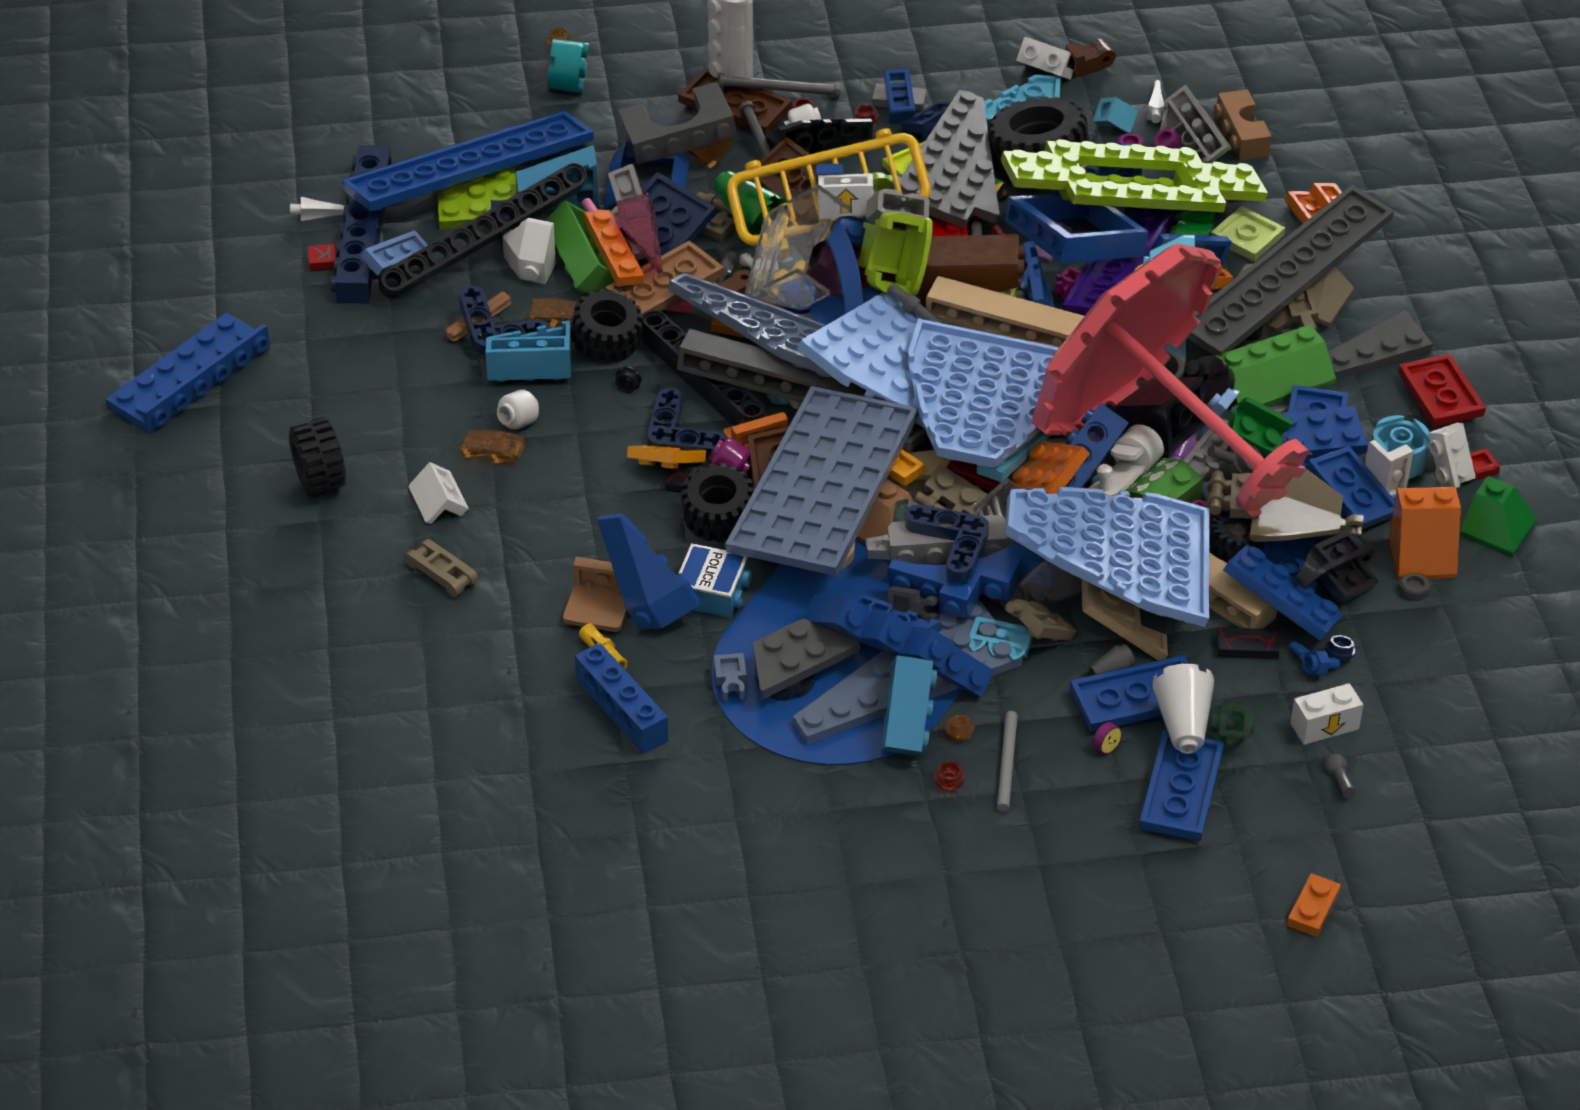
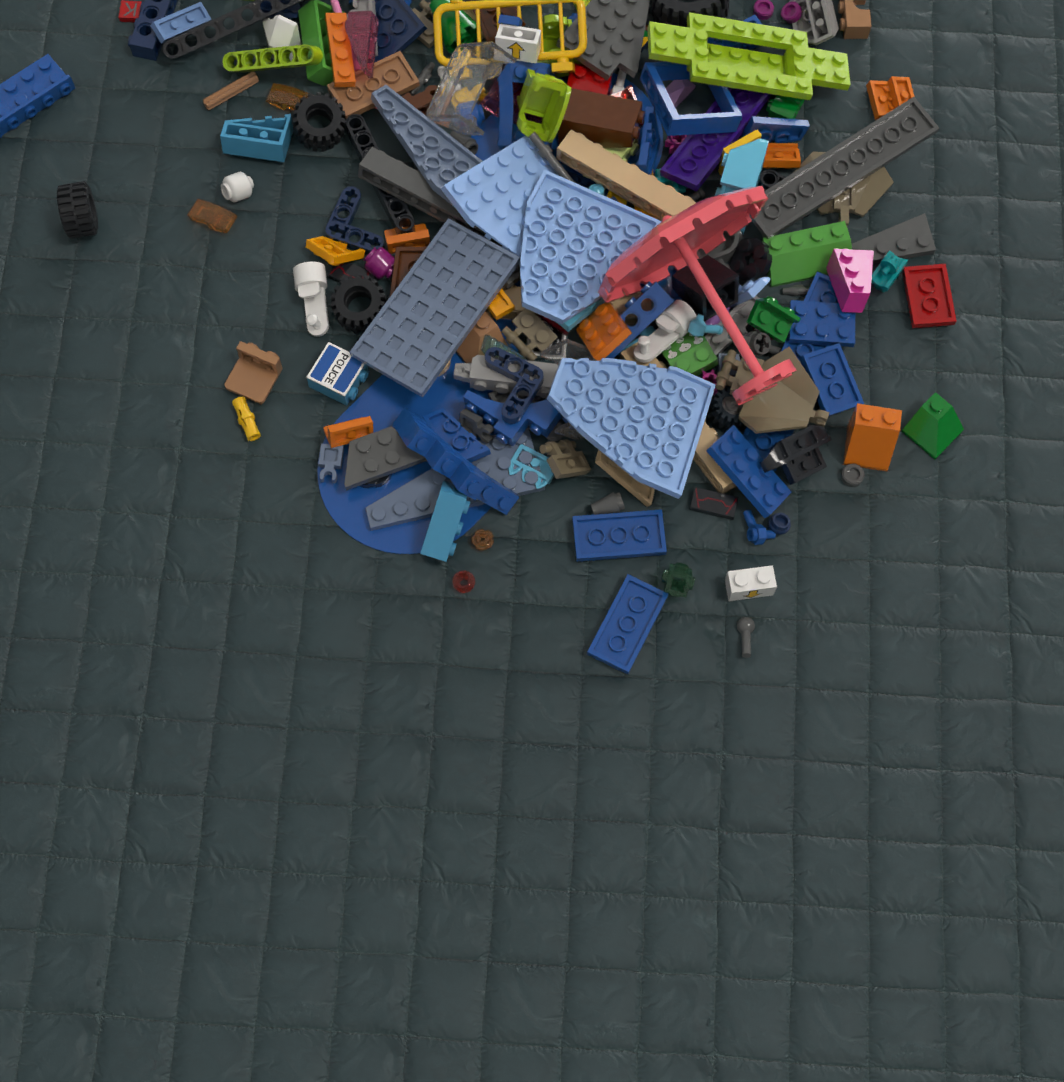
camera: 10 degrees right, 25 degrees up
(436, 491) = (162, 253): white panel -> none
(441, 567) = (149, 321): dark tan plate -> none
(482, 309) = (239, 110): dark blue beam -> none
(541, 266) = (281, 58): none -> lime beam
(621, 698) = (246, 468): blue brick -> none
(627, 379) = (325, 171): black plate -> none
(647, 491) = (311, 284): none -> white piece
(647, 585) = (280, 374): blue wedge -> none
(740, 634) = (344, 432): none -> orange panel
(894, 201) = (554, 67): light grey brick -> none
(1007, 760) = (509, 575): light grey bar -> none
(1107, 738) = (585, 572): tile -> none
(1167, 450) = (698, 327): none -> medium azure piece
(1185, 703) = (644, 565): white cone -> none
(1249, 233) = (827, 114): yellowish green tile -> none
(1314, 905) = (692, 746): orange plate -> none
(1338, 377) = (851, 277): none -> dark pink wedge
(1381, 372) = (888, 271): none -> teal hips
(1390, 467) = (863, 373): white panel -> none
(1395, 432) = (878, 348): medium azure brick -> none
(1451, 455) = (914, 365): white bracket -> none
(1484, 464) = (937, 370): red tile -> none

